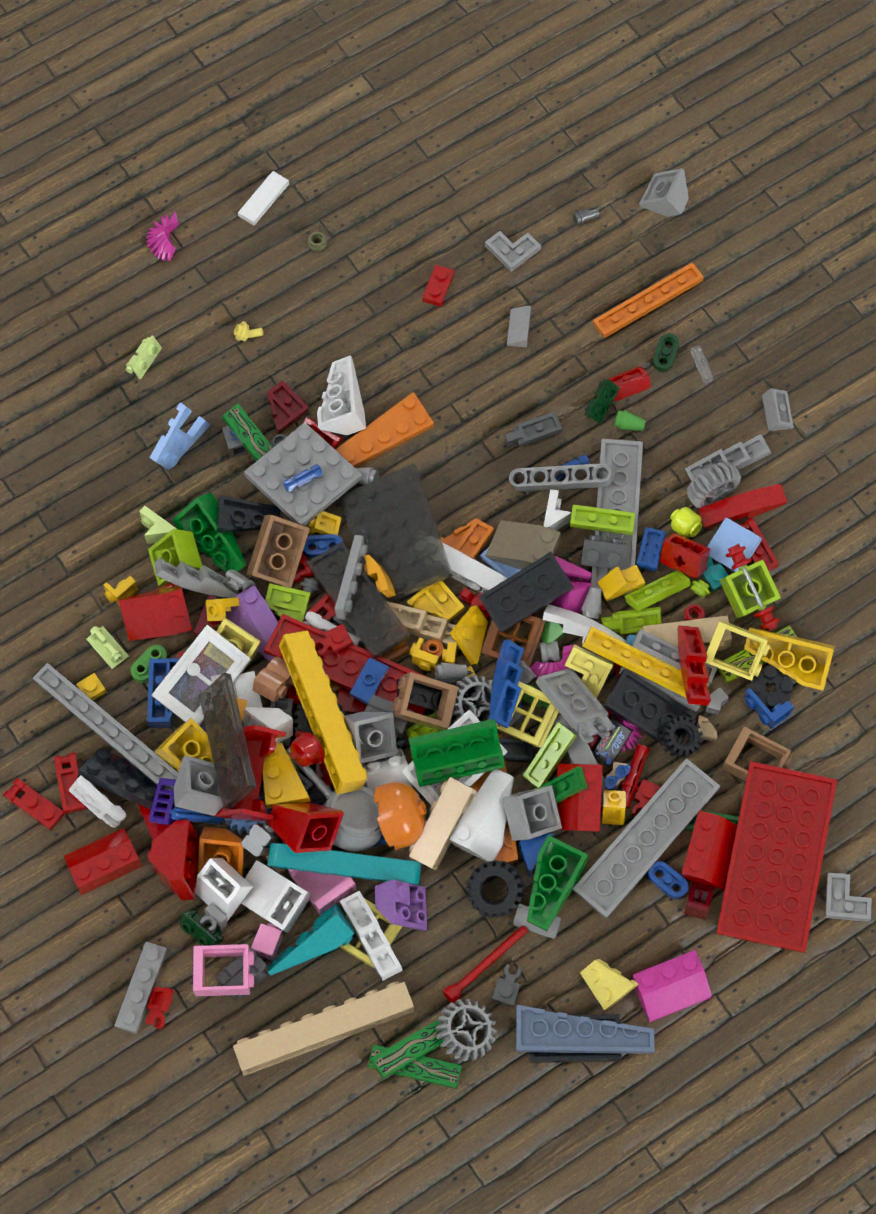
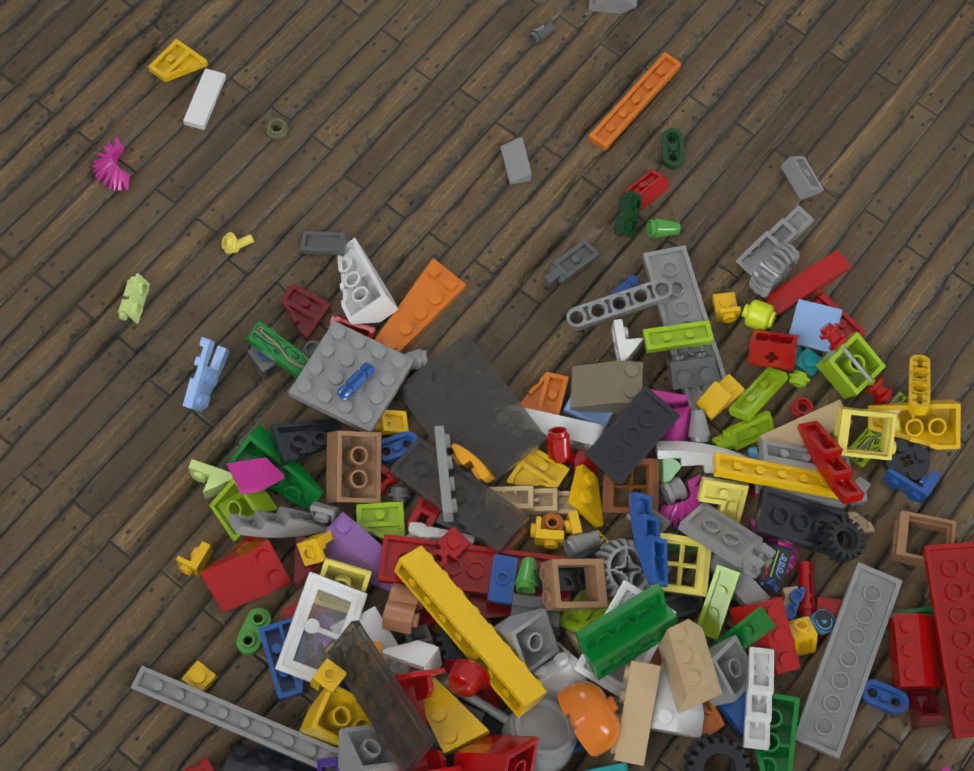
camera: 25 degrees left, 0 degrees up
(106, 646) = (201, 627): yellowish green hinge -> none
(190, 532) = (254, 474): none -> dark pink slope
(190, 713) = (328, 676): none -> yellow bracket
(249, 159) = (176, 62): none -> yellow wing
(322, 353) = (323, 243): none -> dark grey tile
(388, 687) = (526, 580): none -> bright green cone
(438, 285) = (418, 142): red plate -> none
(459, 582) = (558, 444): none -> red brick
(498, 795) = (688, 666): none -> tan slope
(510, 253) = (480, 90): light grey plate -> none
(550, 842) = (758, 698): none -> white slope
(636, 799) = (822, 621): none -> black tile
(650, 549) = (733, 353): blue plate -> none
(660, 507) = (725, 307): none -> yellow bracket
(702, 364) = (711, 151): clear axle -> none
(803, 621) = (920, 384): none -> yellow beam

